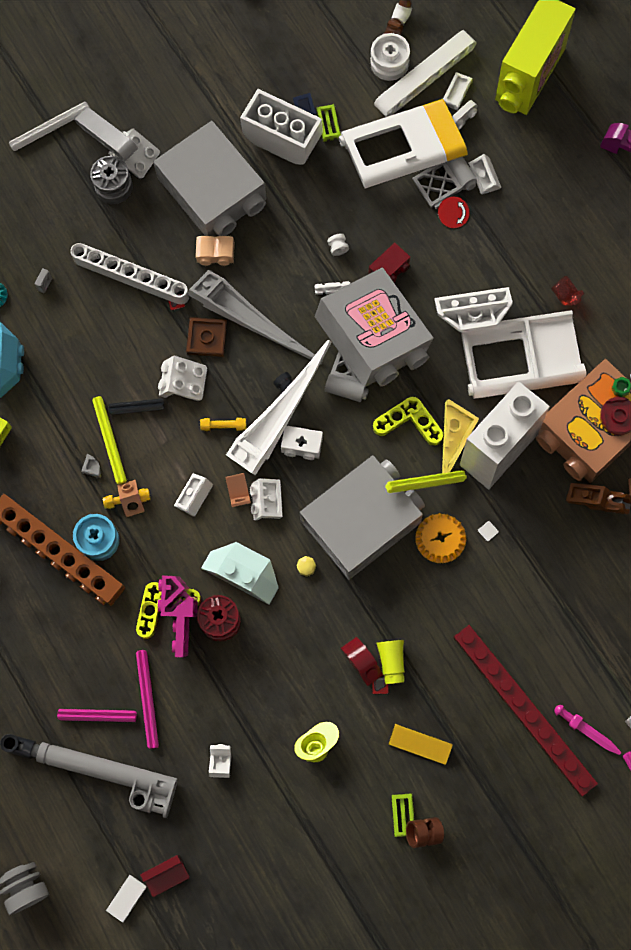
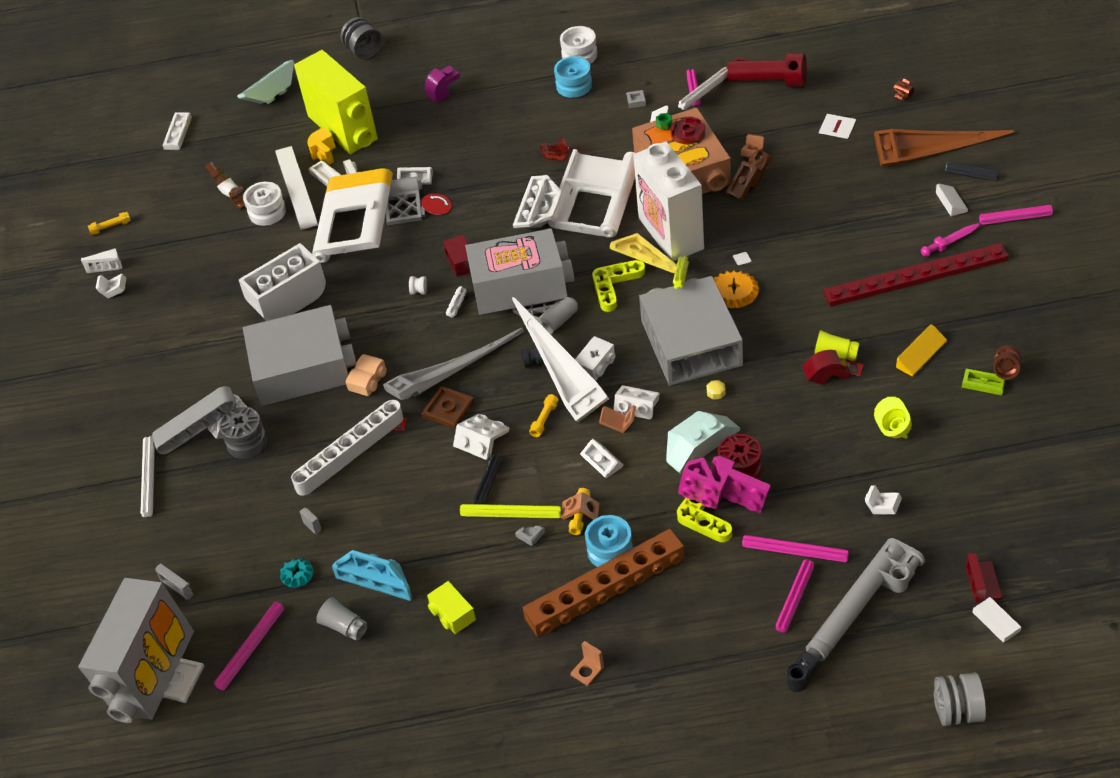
camera: 65 degrees left, 25 degrees down
(487, 65) = (321, 144): none -> yellow brick

